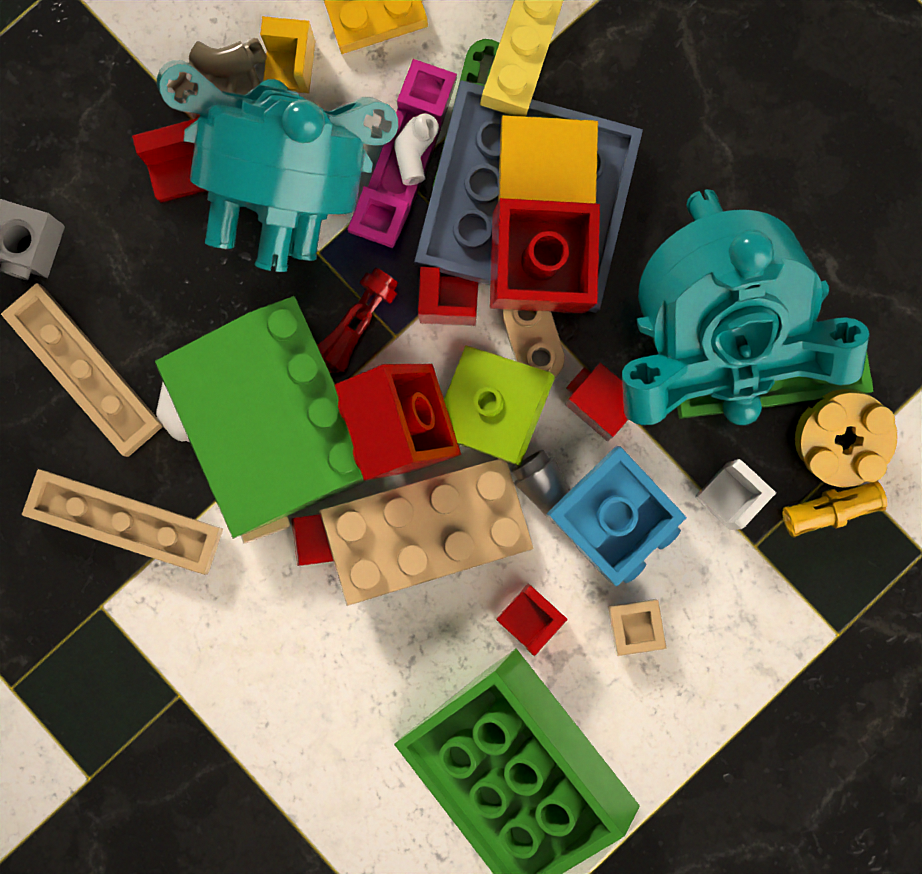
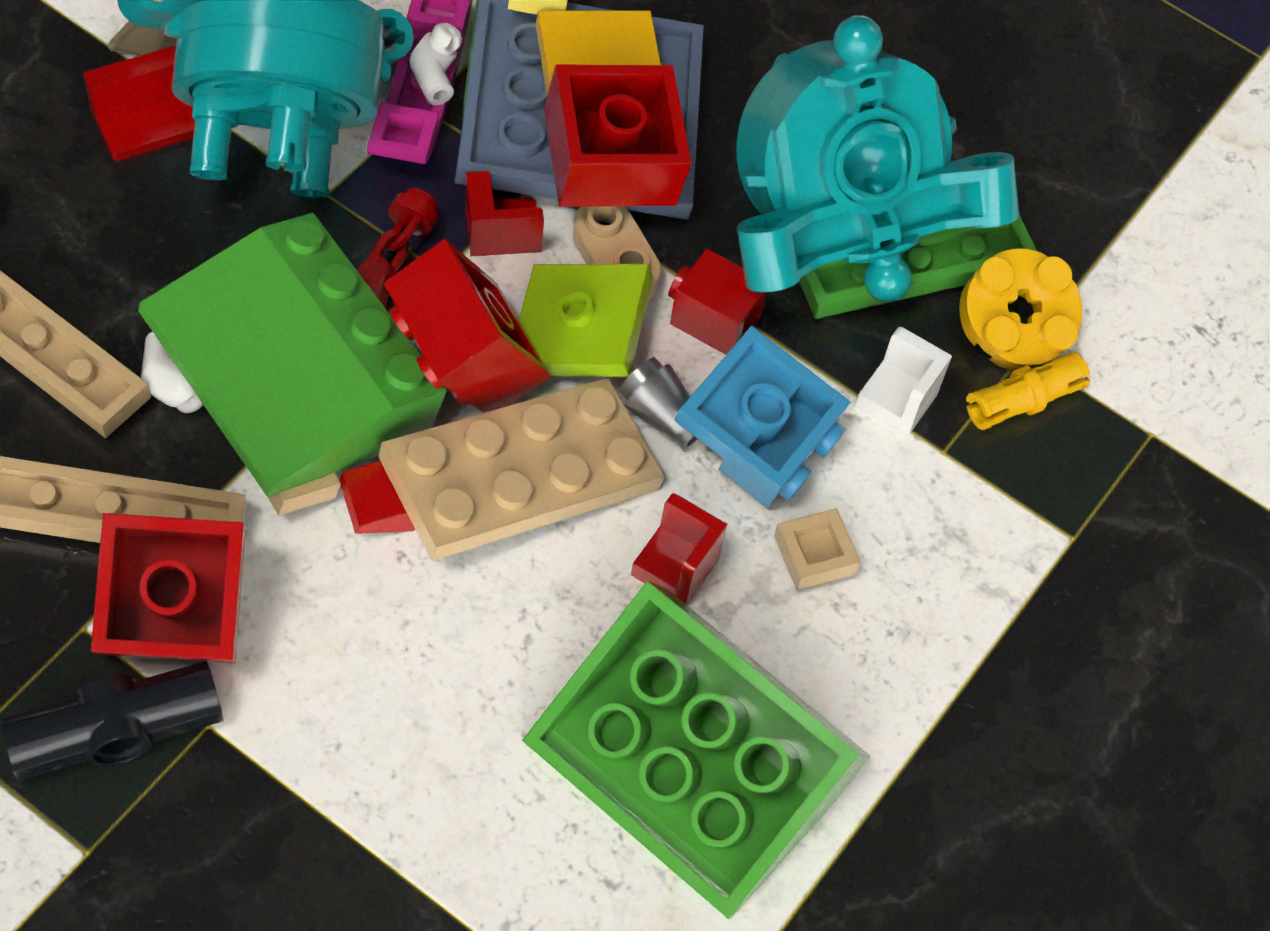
camera: 25 degrees left, 25 degrees down
(109, 694) = (111, 720): none -> black piece
(152, 611) = (168, 588): none -> red brick

